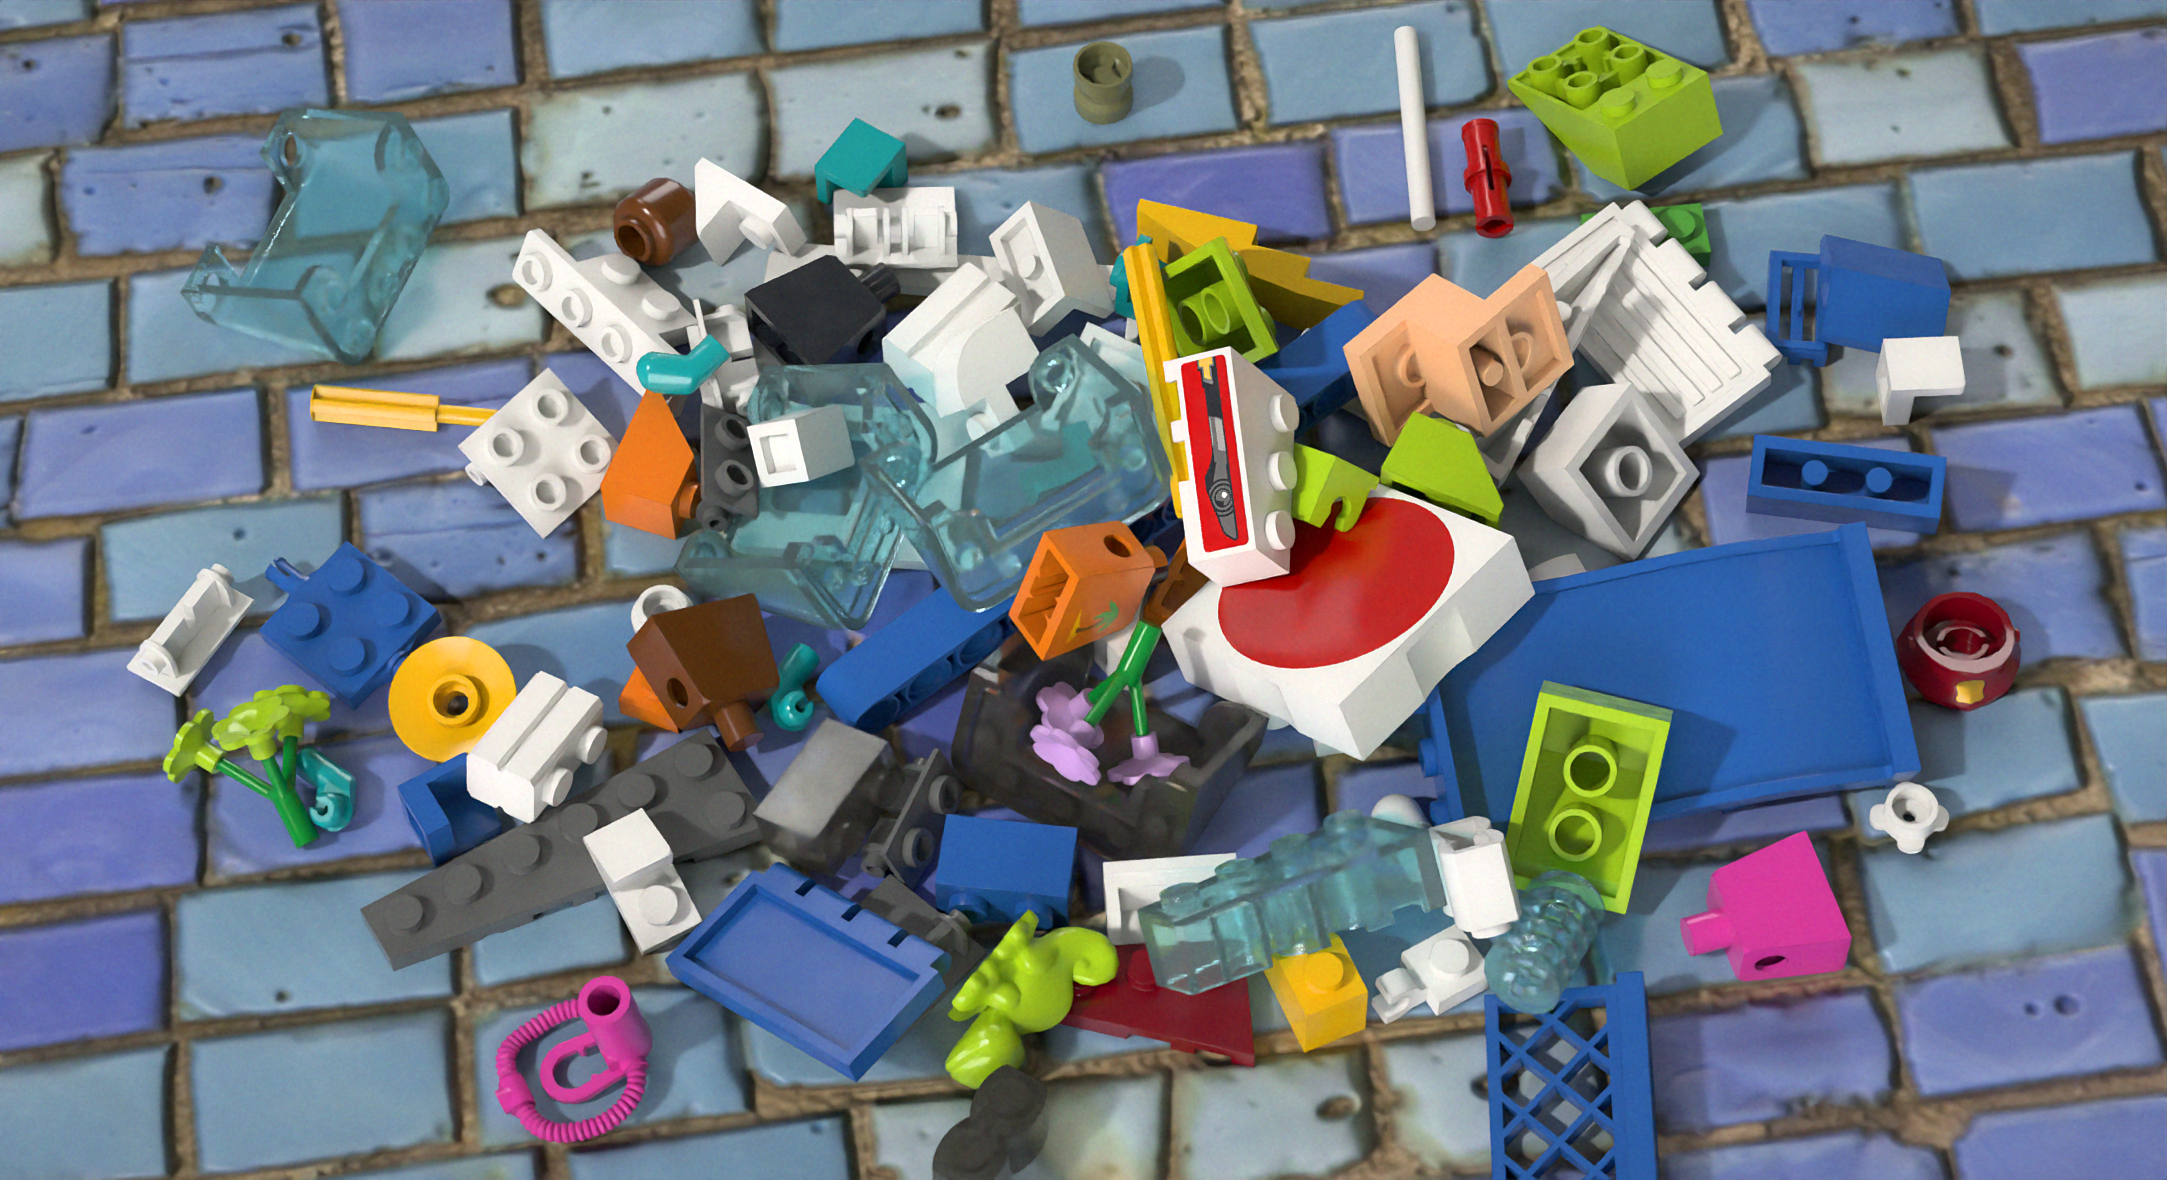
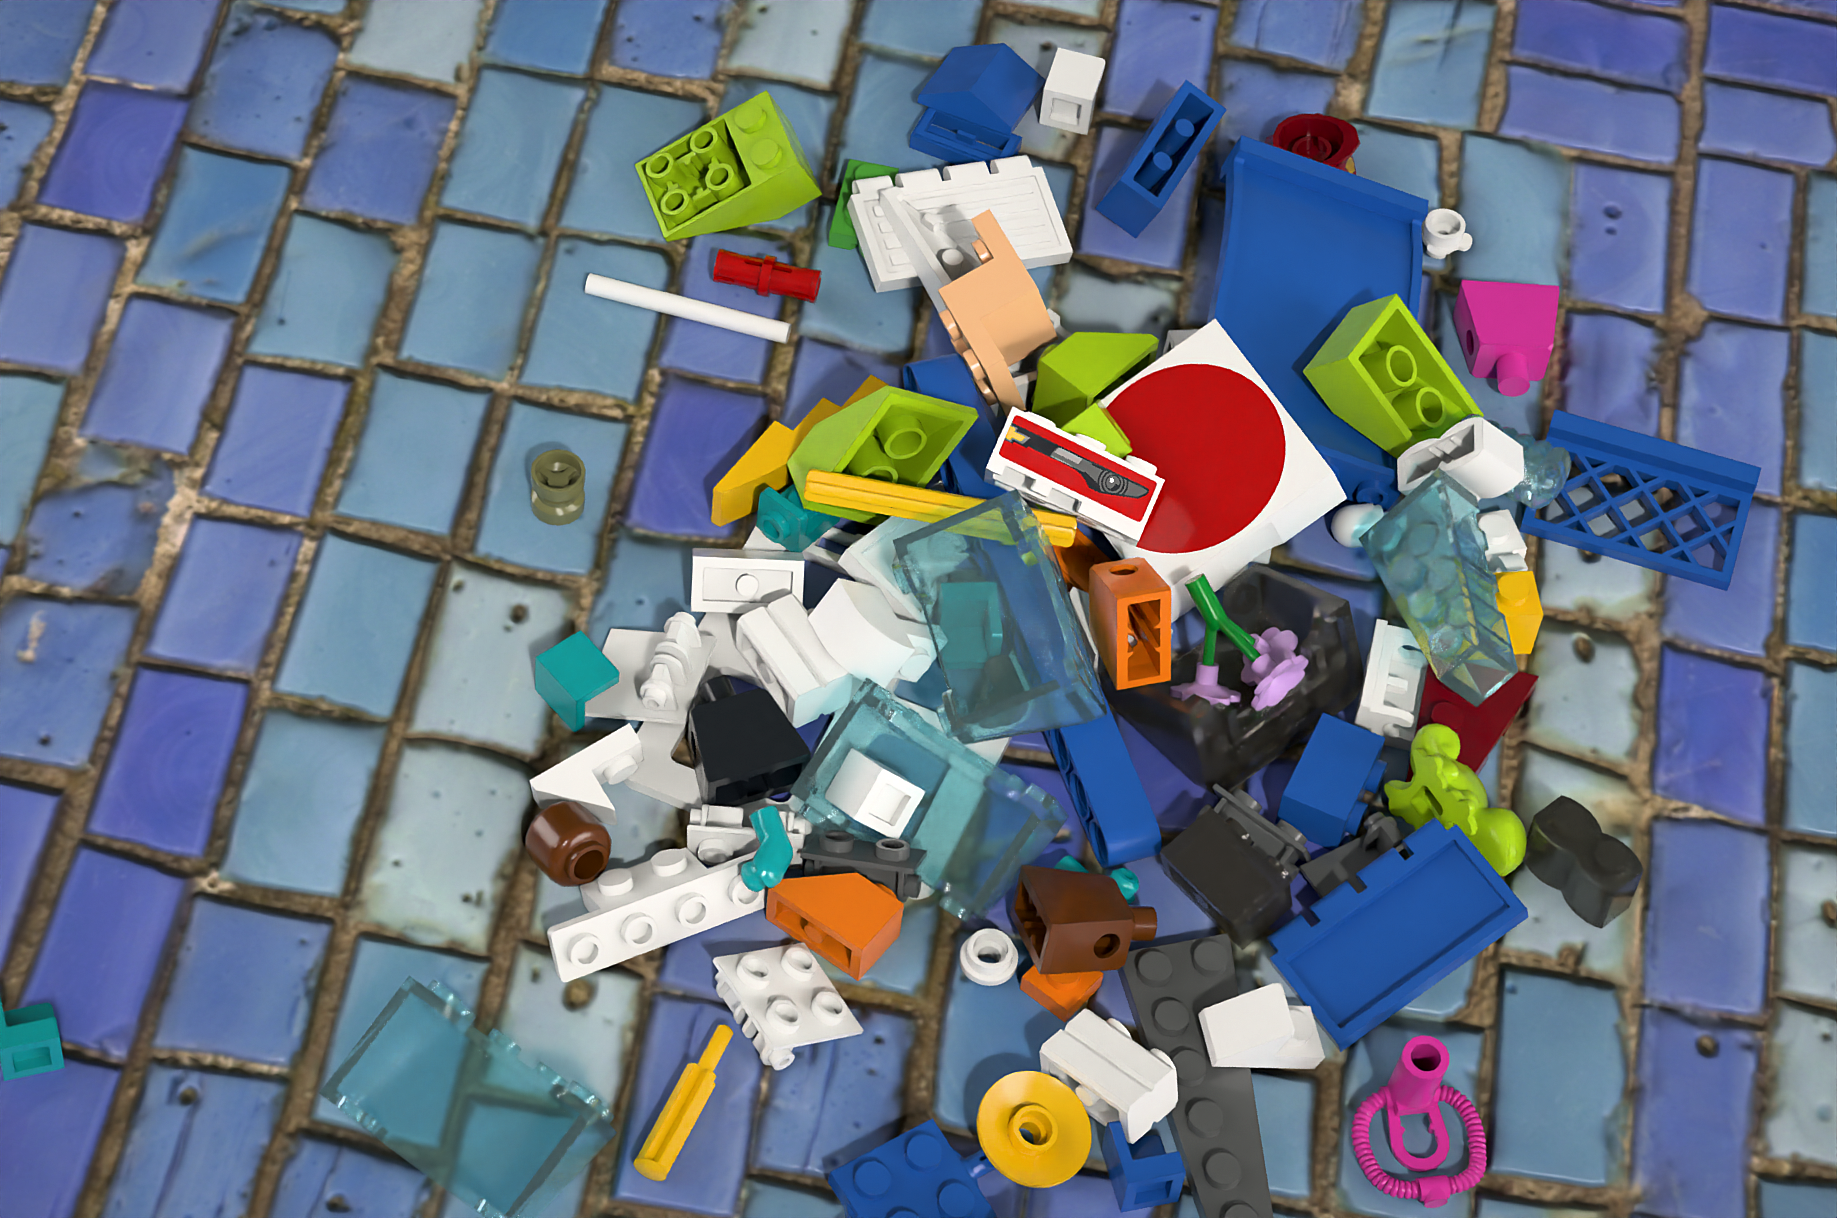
camera: 80 degrees left, 5 degrees down
(1609, 469) = (1085, 288): white slope -> none

